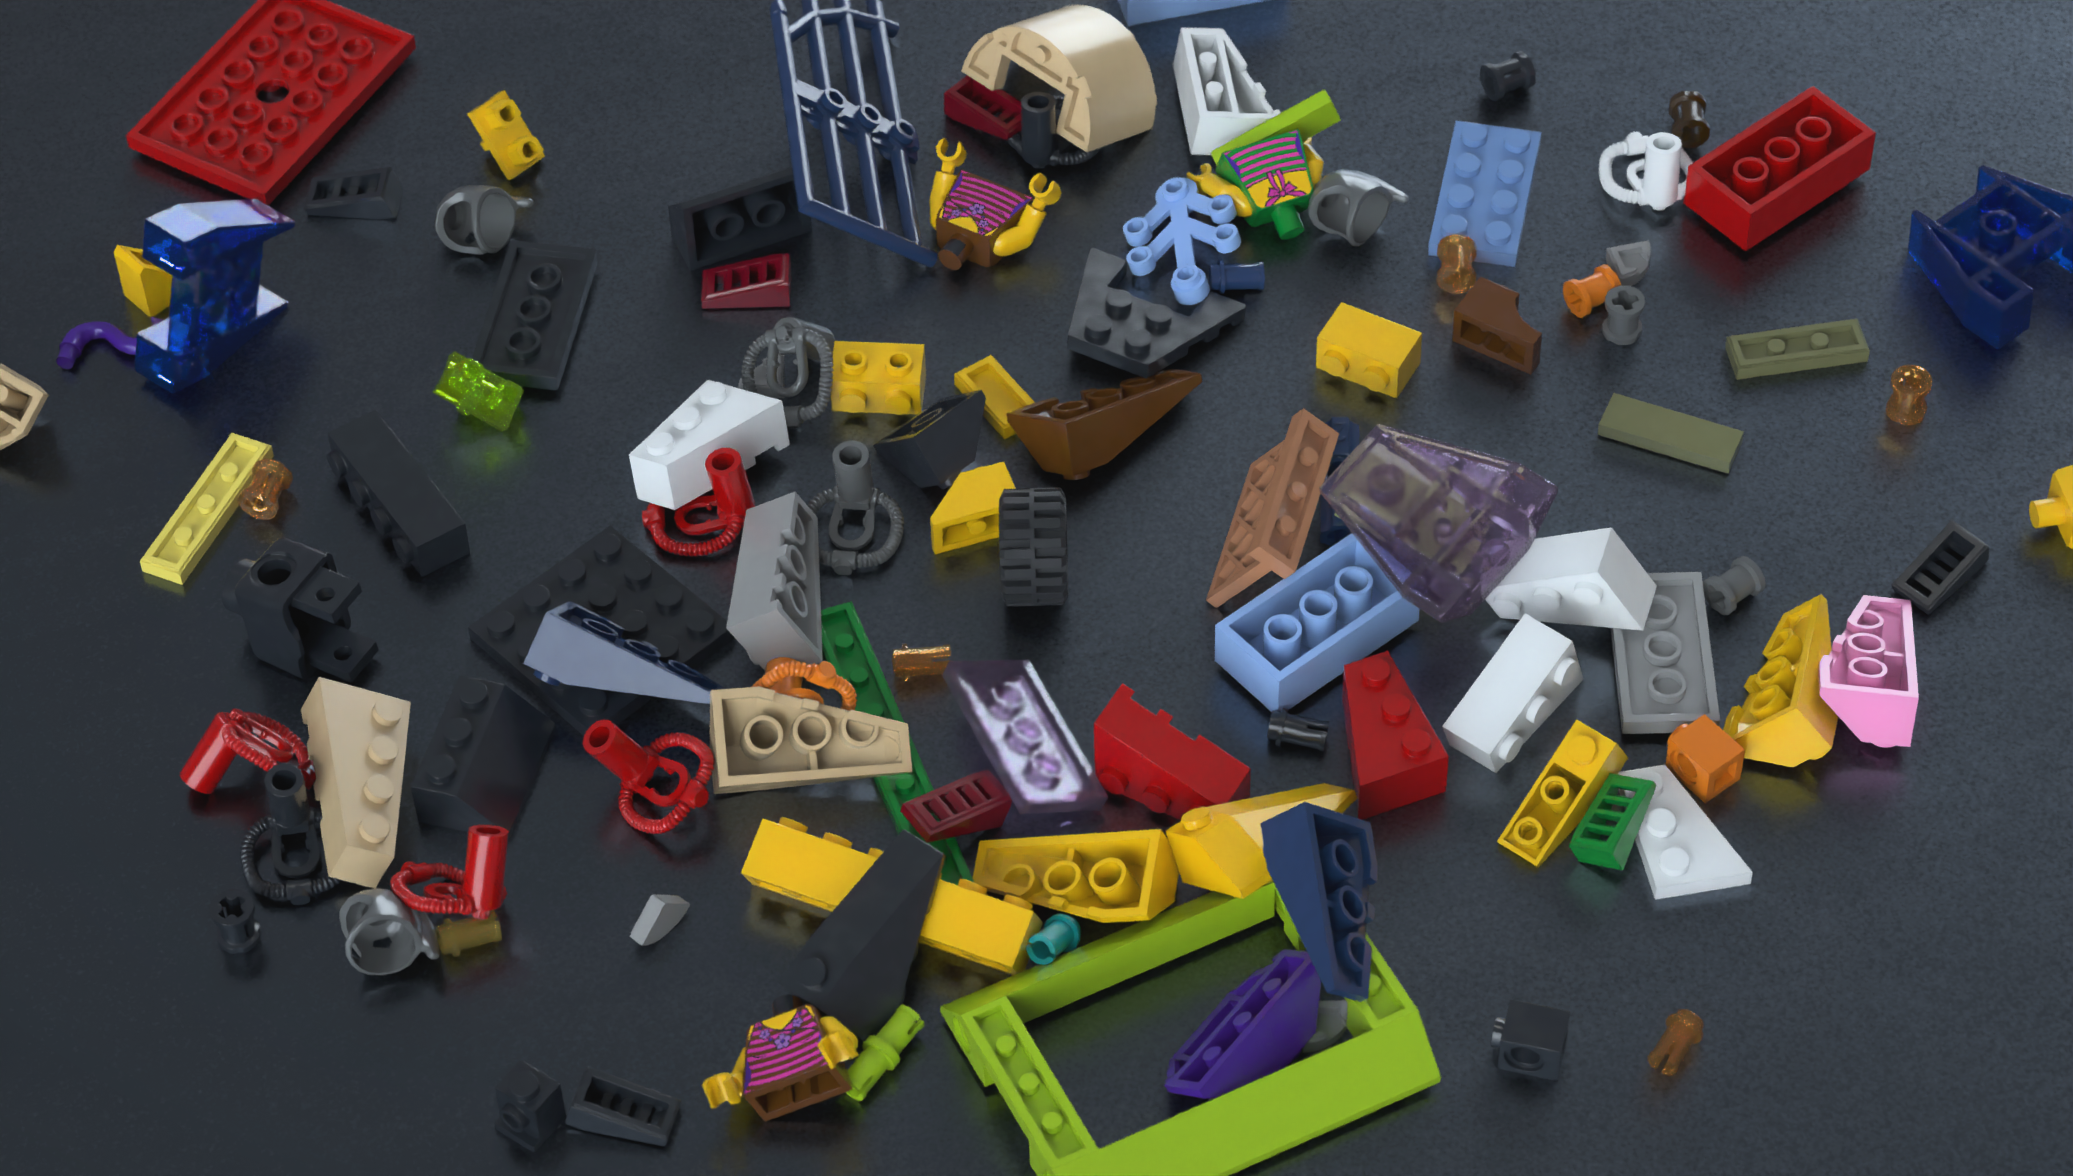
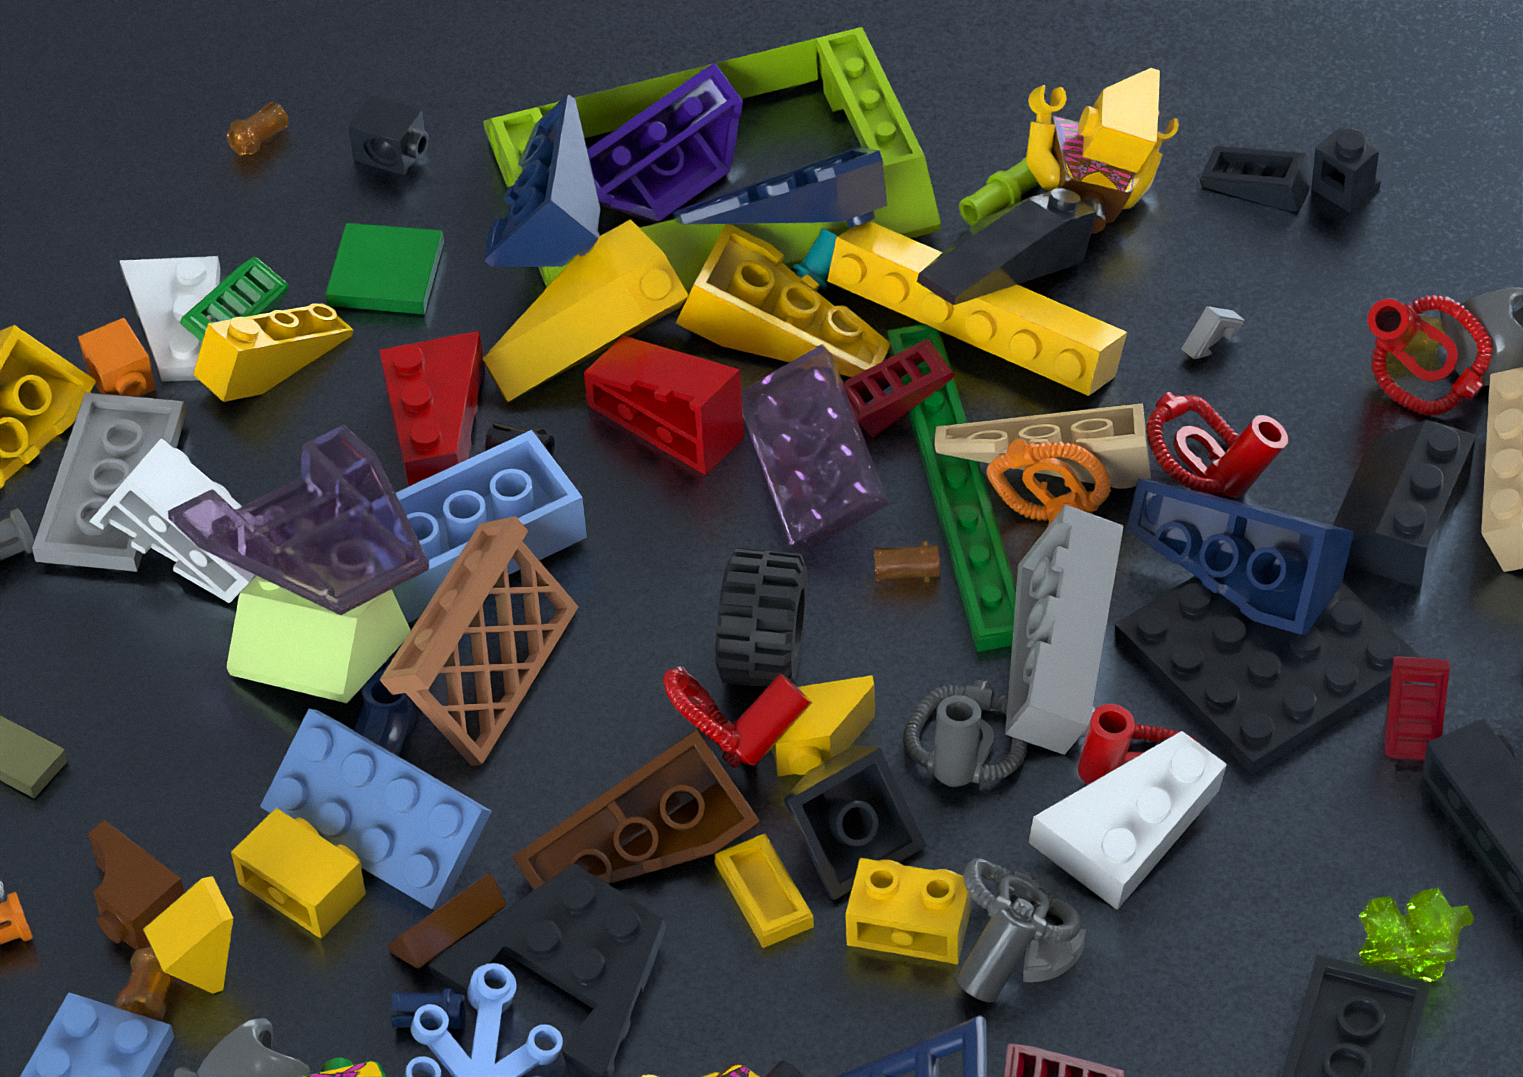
camera: 170 degrees left, 0 degrees up
(473, 558) = (1415, 710): none -> dark red slope
(758, 1066) = (1123, 122): none -> yellow slope
(1027, 455) = (754, 731): none -> red piece
(1074, 917) = (825, 191): none -> dark blue wedge
(1242, 333) = (449, 922): none -> reddish brown slope
(1325, 391) = (378, 806): none -> medium blue plate
(1426, 267) = (194, 936): none -> yellow slope
(1487, 905) = (385, 268): none -> green tile
(1514, 694) = (260, 433): white wedge -> none

